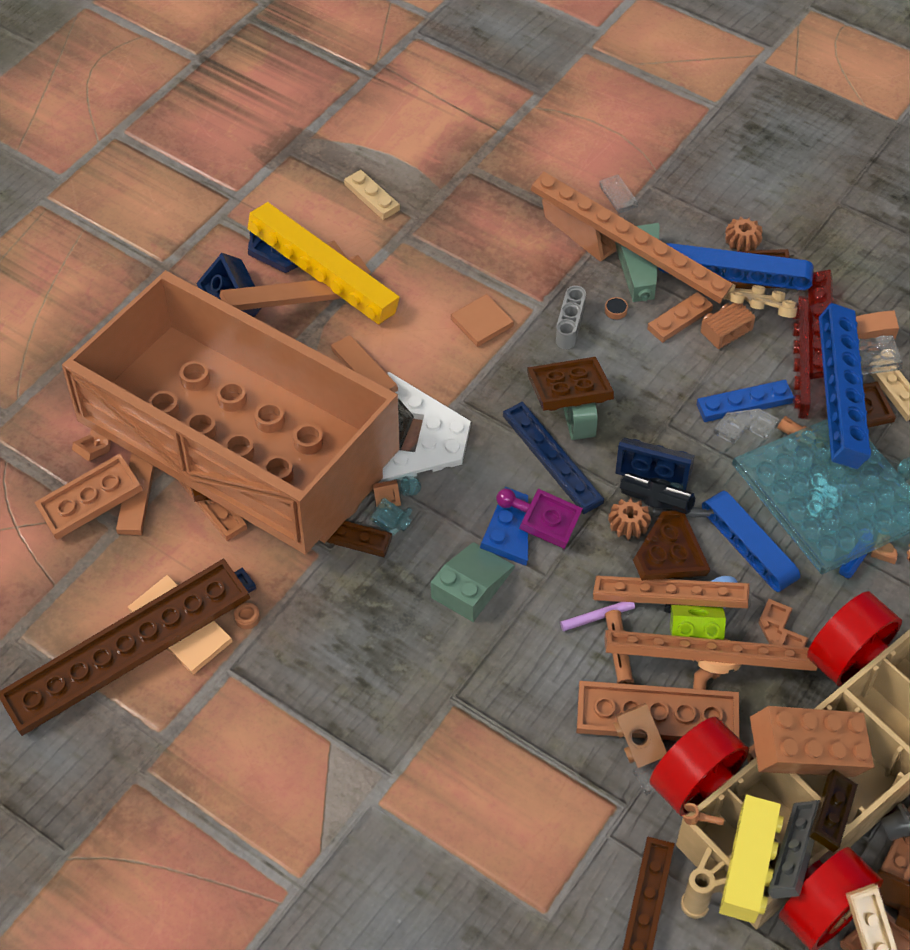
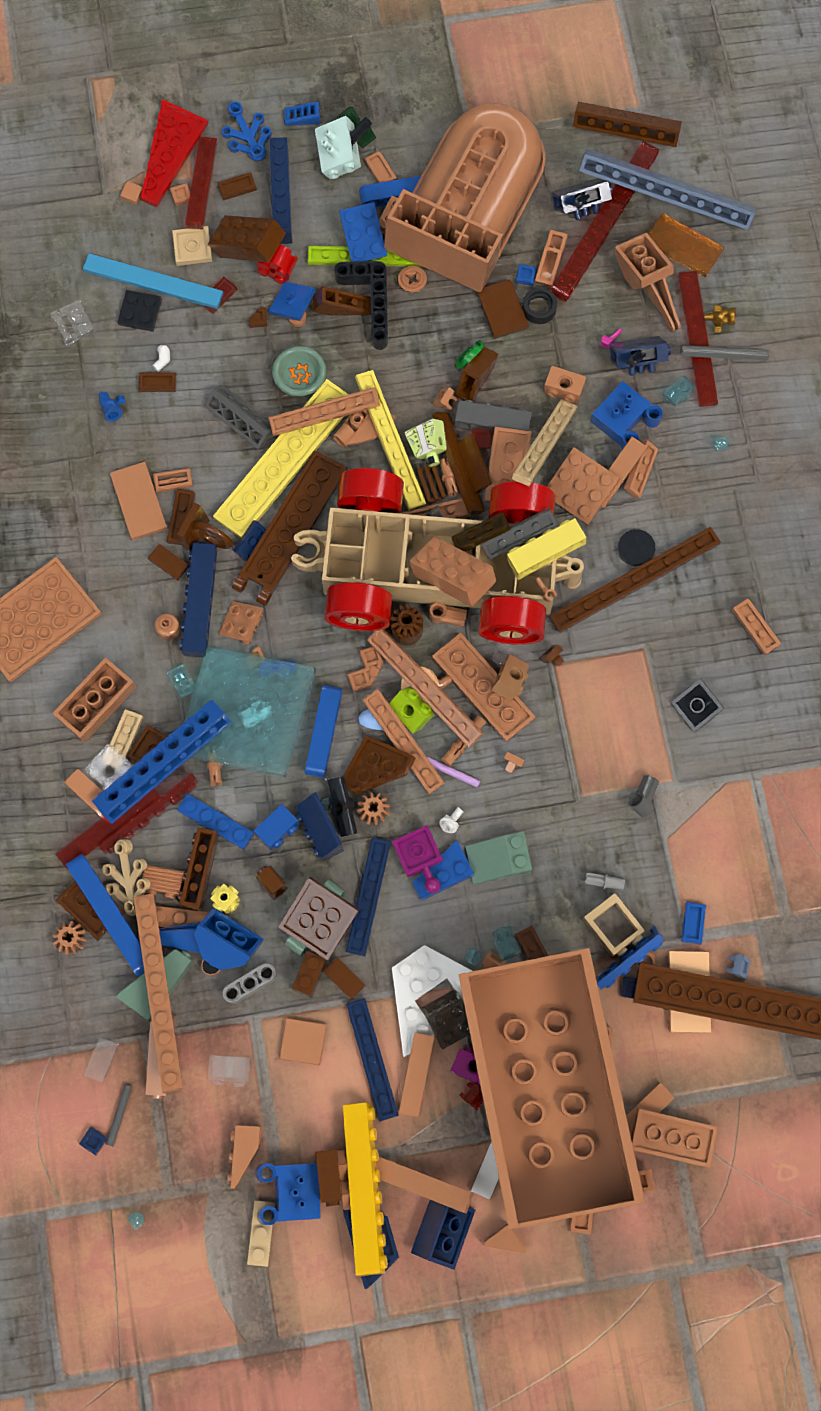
camera: 135 degrees left, 20 degrees up
(147, 683) = (741, 966): none -> sand blue tile
(230, 686) = (693, 923): none -> blue tile
(262, 599) = (645, 945): none -> blue wing
(300, 632) = (602, 908): none -> tan window
(352, 646) = (605, 881): none -> light grey axle
(358, 241) = (329, 1177): none -> reddish brown brick
(374, 225) = (295, 1192): none -> blue piece
(388, 745) = (642, 798): none -> dark grey piece
(414, 354) = (372, 1059): none -> dark blue tile
(426, 897) = (697, 705): none -> black slope
(445, 225) = (246, 1146): none -> nougat slope
(472, 132) = (136, 1220): none -> clear light blue hinge
(500, 384) = (344, 978): none -> reddish brown tile
(516, 256) = (229, 1069): none -> clear brick
(528, 353) = (309, 974): none -> reddish brown brick
(550, 568) = (448, 823): none -> white plate
(552, 670) = (513, 762): none -> nougat tile
(559, 172) = (118, 1115): none -> dark grey bar
(560, 150) = (93, 1141): none -> dark blue tile
(626, 805) = (552, 655): none -> reddish brown tile
(631, 311) = (217, 938): none -> blue slope
(642, 385) = (271, 882): none -> reddish brown brick
(663, 351) = (228, 905): none -> light yellow brick
(690, 430) = (277, 827): none -> blue brick
(710, 350) = (199, 869): none -> reddish brown brick
(796, 688) = (406, 625): none -> reddish brown gear

